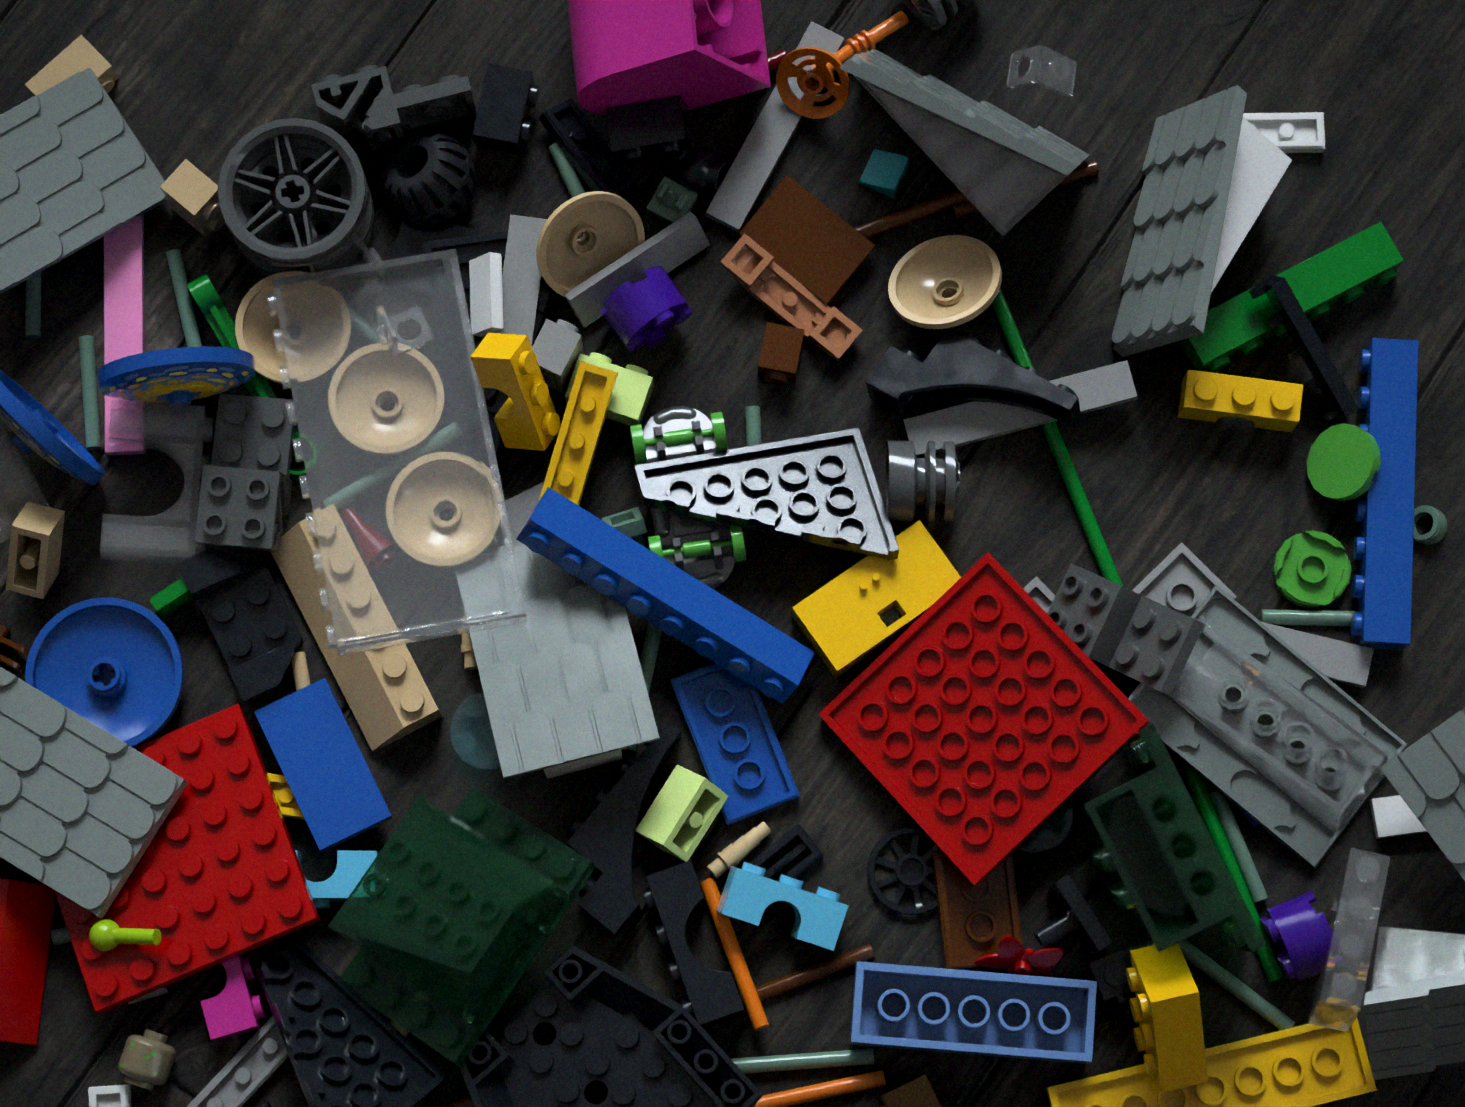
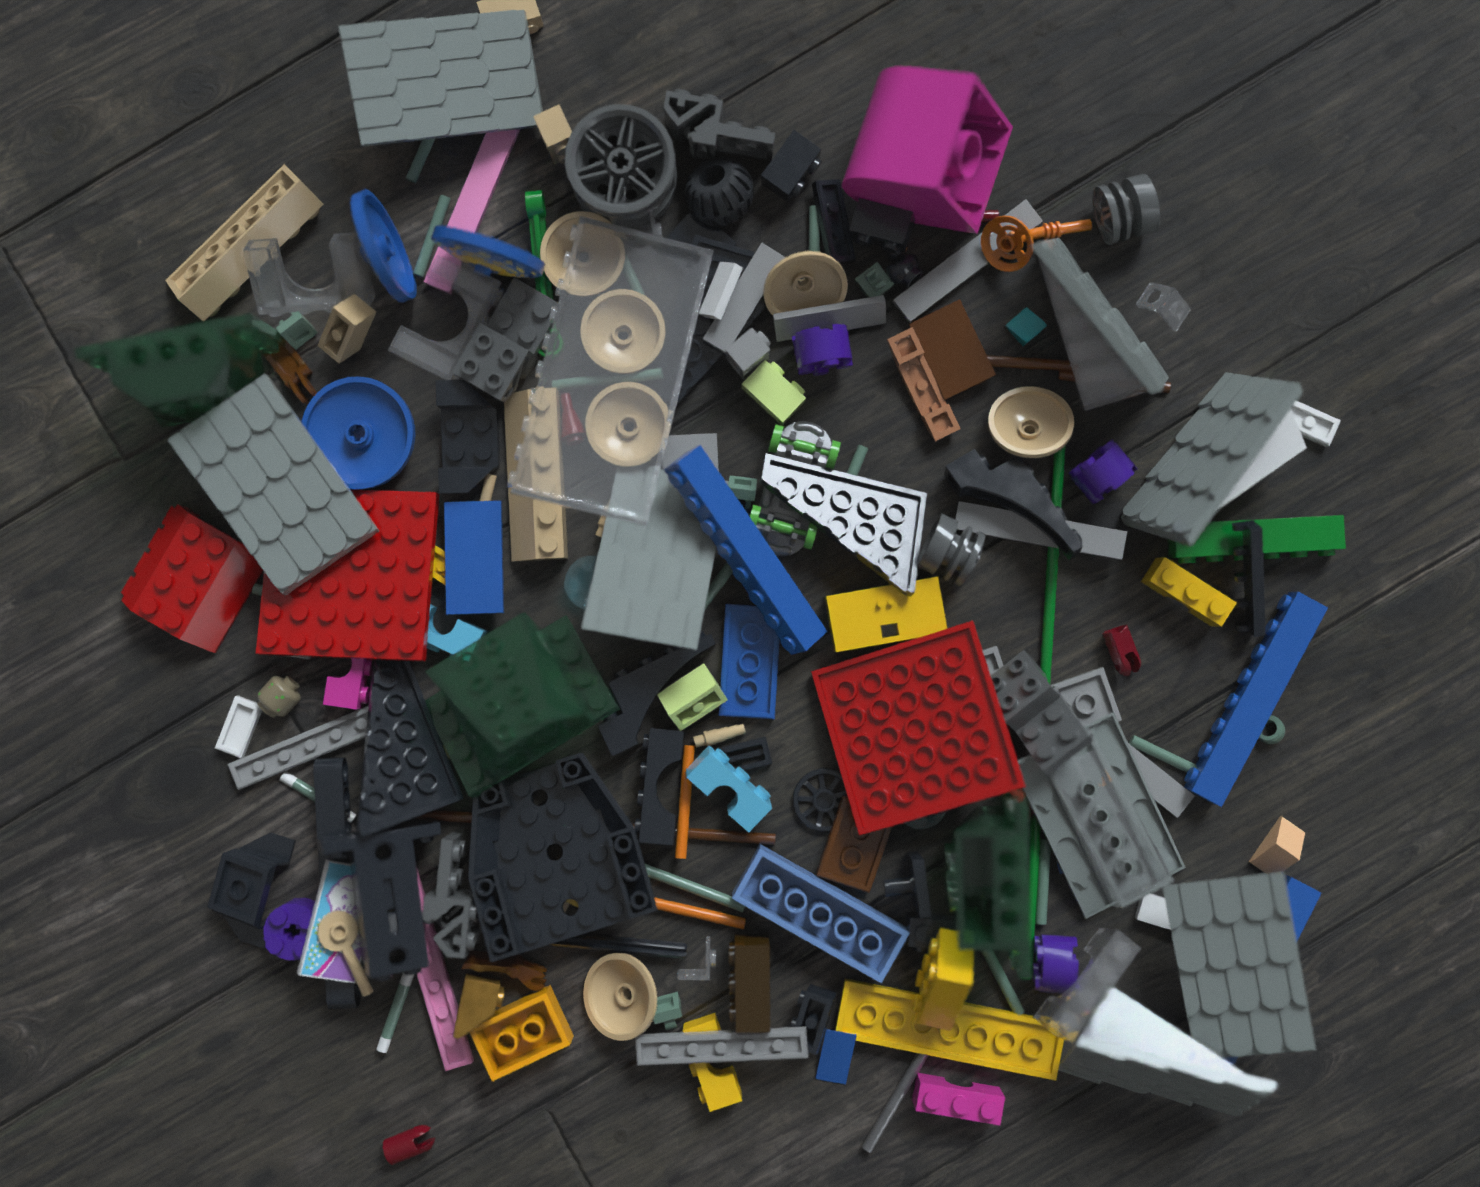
camera: 25 degrees right, 10 degrees up
(107, 935) = (284, 608): lime bar -> none
(171, 598) = (422, 400): green tile -> none
(183, 298) = (520, 205): sand green bar -> none
(387, 330) = (641, 288): clear bracket -> none
(511, 366) = (713, 351): yellow arch -> none
(580, 431) = (739, 414): yellow plate -> none
(780, 353) = (898, 420): reddish brown brick -> none
(1021, 961) = (868, 897): red piece -> none
(1061, 301) = (1103, 471): none -> dark purple brick
(1195, 510) = (1122, 650): none -> dark red piece
(1311, 569) = (1179, 724): bright green tile -> none
(1343, 462) = (1237, 665): bright green tile -> none

